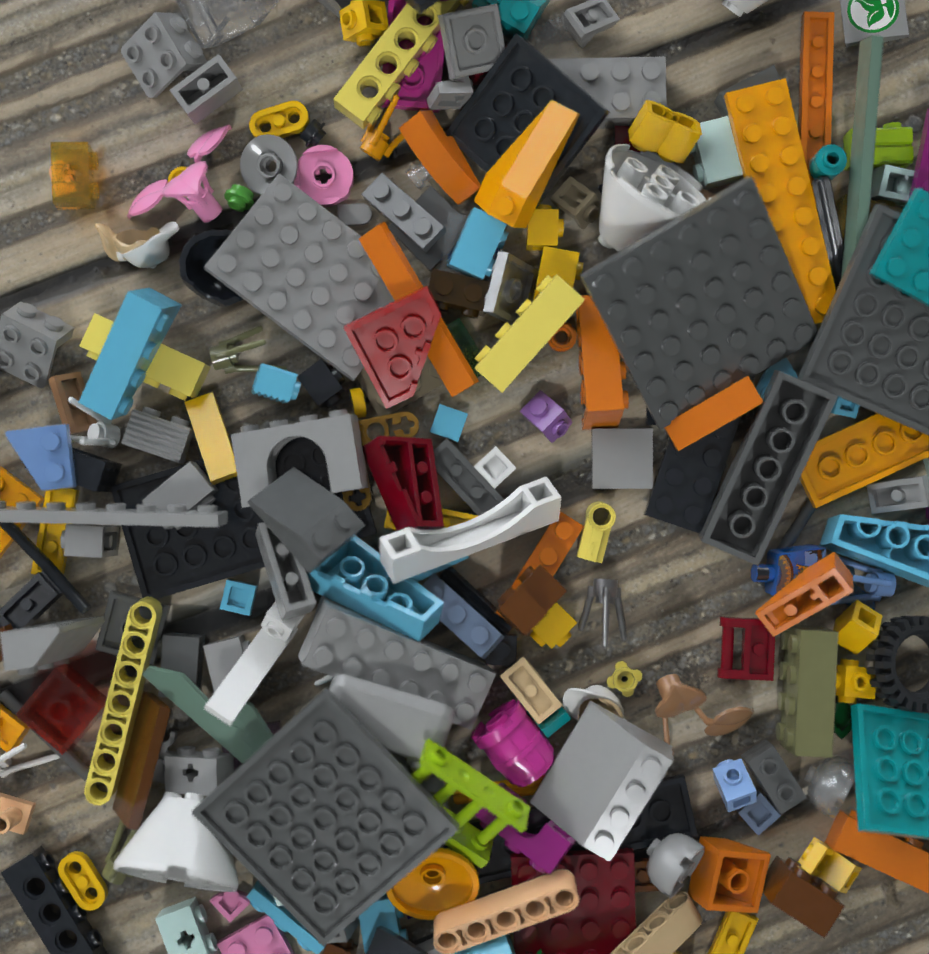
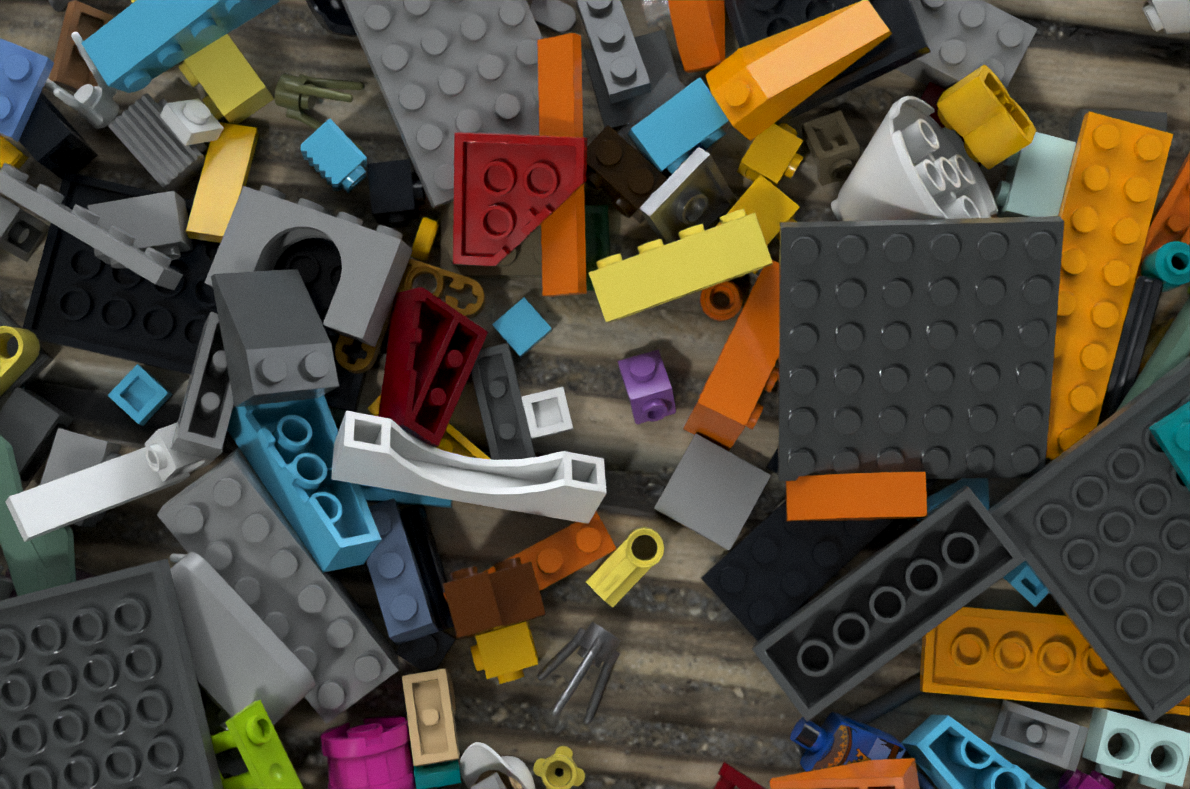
camera: 30 degrees right, 5 degrees down
(172, 411) = (191, 121): none -> white plate

